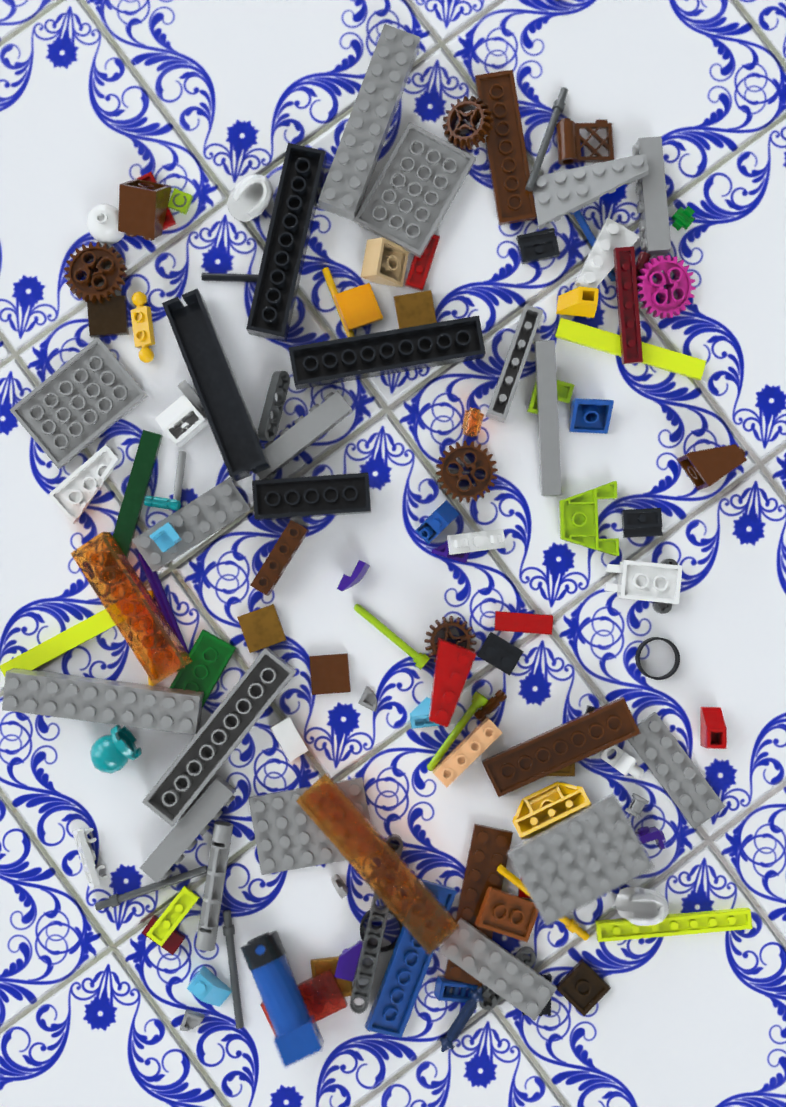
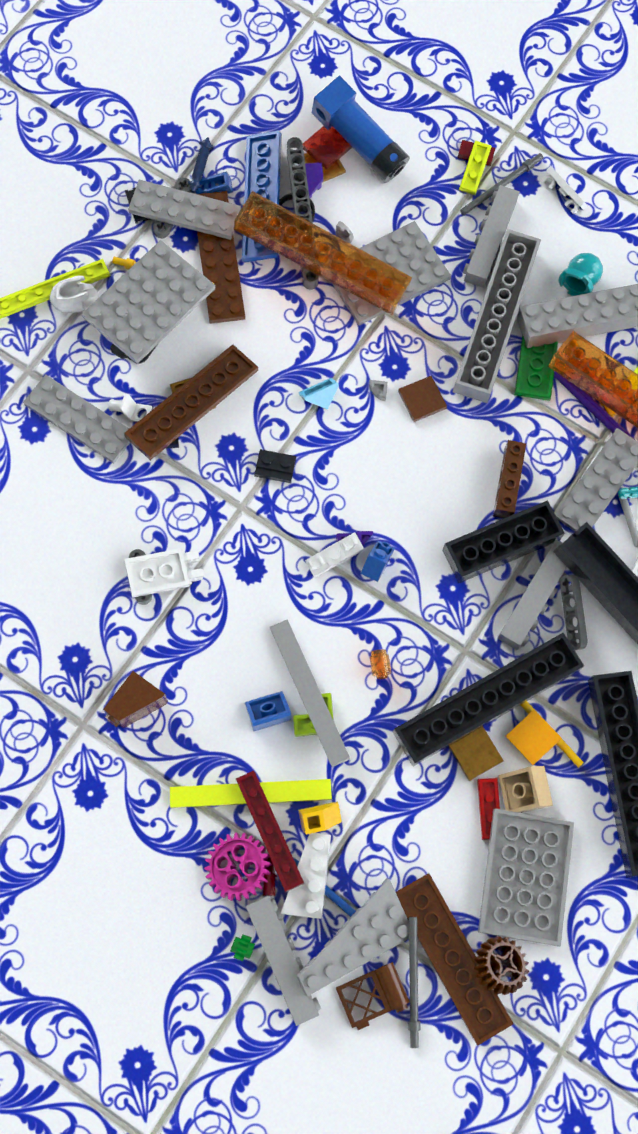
camera: 155 degrees right, 15 degrees down
(165, 537) = (618, 459): medium azure panel -> none
(191, 1020) = (425, 99): light grey tile -> none
(209, 987) = (422, 124): medium azure slope -> none
(214, 886) = (451, 201): light grey piece -> none
(229, 931) = (422, 170): dark grey bar -> none
(261, 628) = (499, 417): pearl gold tile -> none
(289, 739) = (437, 331): white hinge -> none
(358, 573) = (433, 488): dark purple slope -> none
(369, 122) = (600, 932): light grey brick -> none
(419, 658) = (347, 436): lime piece -> none
(445, 625) = (318, 447): reddish brown gear -> none
(449, 678) = (317, 426): red wedge -> none
(467, 751) = (274, 372): light nougat brick -> none
(477, 702) = (280, 418): lime piece -> none
(481, 462) = (357, 629): reddish brown gear -> none
(491, 705) = (267, 418): reddish brown axle -> none
(507, 914) = (197, 250): dark orange plate -> none
(514, 363) = (361, 733): light grey brick -> none
(523, 622) = (263, 499): red tile -> none
(538, 246) = (380, 864): black plate -> none
(548, 808) = (185, 346): yellow wedge -> none
(580, 519) = (242, 608): lime wing -> none
(583, 987) = (103, 221): dark brown tile -> none
(636, 805) = (105, 376): light grey bush -> none
(642, 522) = (182, 626): black plate -> none
(648, 834) = (86, 356): dark purple bracket -> none
(676, 664) = (126, 491): black tyre -> none
(712, 728) = (56, 462): red slope -> none

